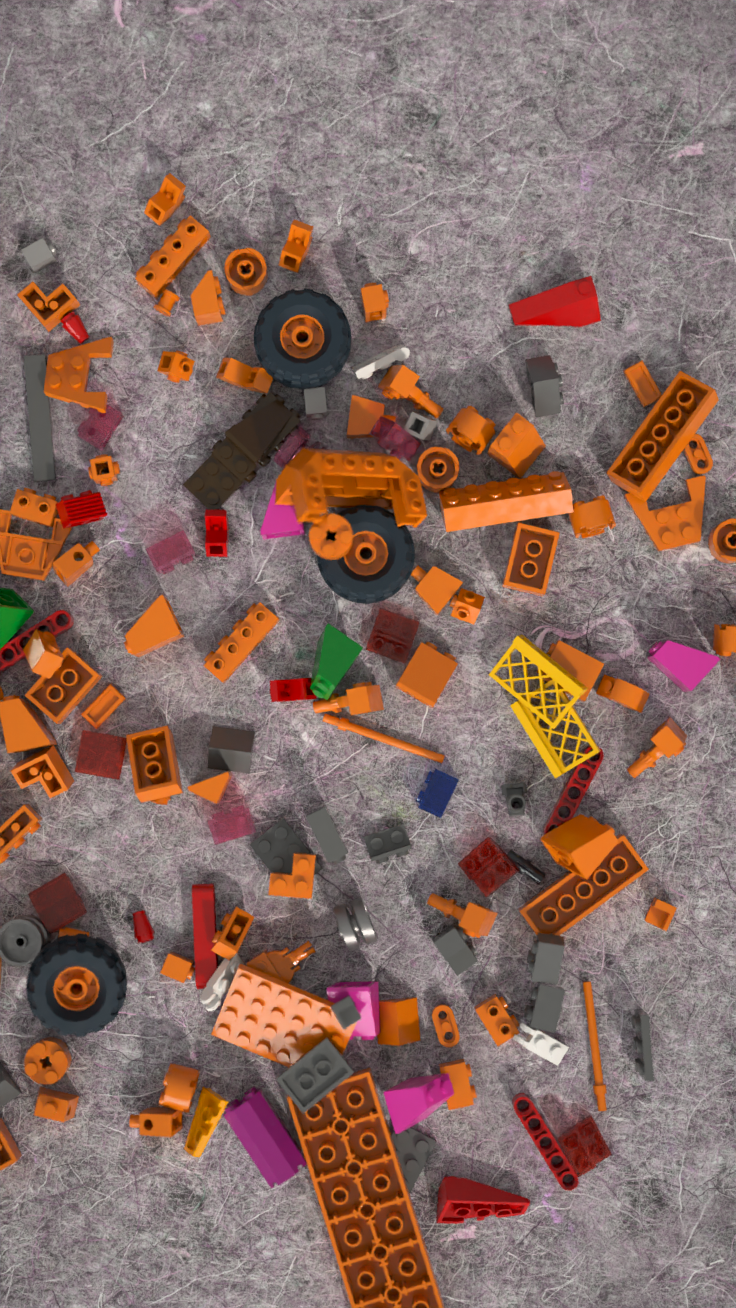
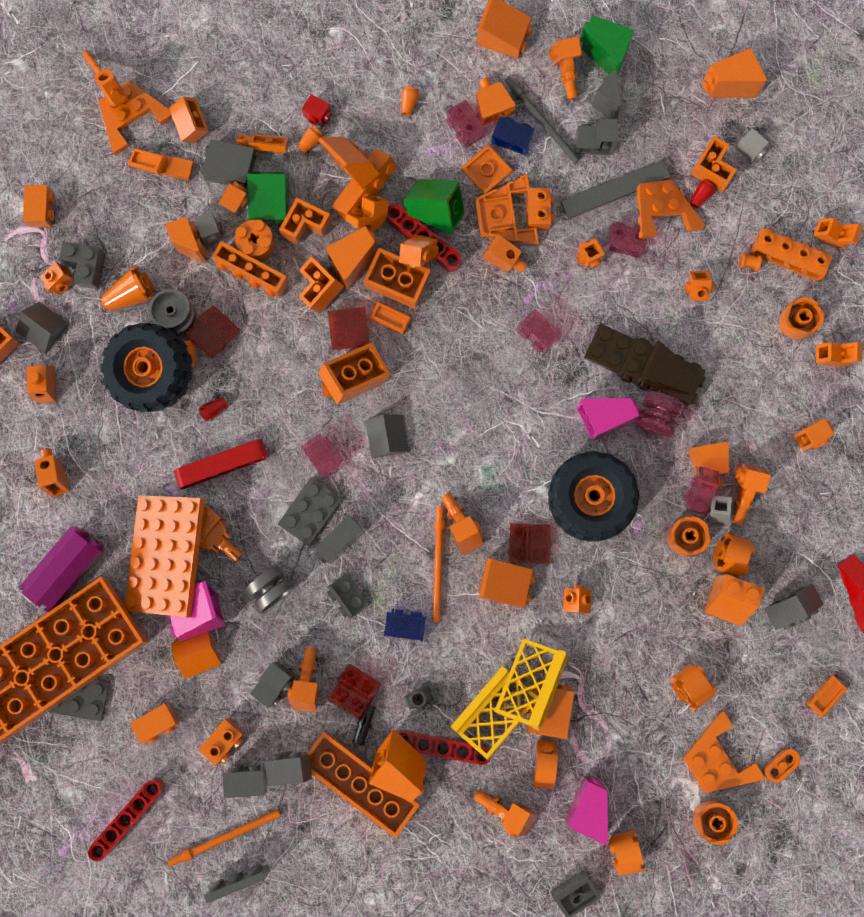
camera: 75 degrees right, 5 degrees down
(36, 1064) = (70, 357): orange brick -> none
(81, 509) = (550, 245): red brick -> none
(153, 629) = (469, 337): orange slope -> none
(178, 967) = (187, 449): orange brick -> none
(179, 1087) = (87, 482): orange brick -> none
(204, 1121) = (63, 513): light orange wing -> none
(205, 301) = (764, 293): orange slope -> none
(212, 788) = (349, 430): orange slope -> none
(216, 533) = (568, 365): red brick -> none
(220, 983) = (185, 488): white hinge -> none
(232, 933) = (227, 485): orange brick -> none
(241, 642) = (481, 415): orange brick -> none
(244, 376) = (710, 346): orange brick -> none
(291, 690) = (455, 471): red brick -> none
(297, 317) = (761, 383): black wheel -> none
(299, 882) = (292, 529): orange brick -> none
(315, 403) = (708, 413): light grey brick -> none
(315, 1075) = (126, 594): dark grey plate -> none
(332, 661) = (490, 498): green slope -> none
(343, 539) = (609, 463): orange brick -> none
(346, 1012) = (187, 603): dark grey panel -> none
(349, 479) = (654, 460): orange wedge -> none
(381, 361) = (765, 458): white hinge -> none
(417, 1099) = (131, 691): dark pink slope -> none
(435, 587) = (584, 567): orange torso -> none
(445, 1025) = (204, 697): orange plate -> none
(469, 1199) = (57, 762): red wedge -> none
(505, 501) = (681, 605): orange brick -> none
(530, 559) = (637, 644): orange brick -> none
(542, 1044) = (211, 789): white hinge -> none
(584, 1146) = (132, 856): clear red slope -> none
(660, 914) = (359, 861): orange panel -> none
(662, 436) = (788, 728): orange brick -> none

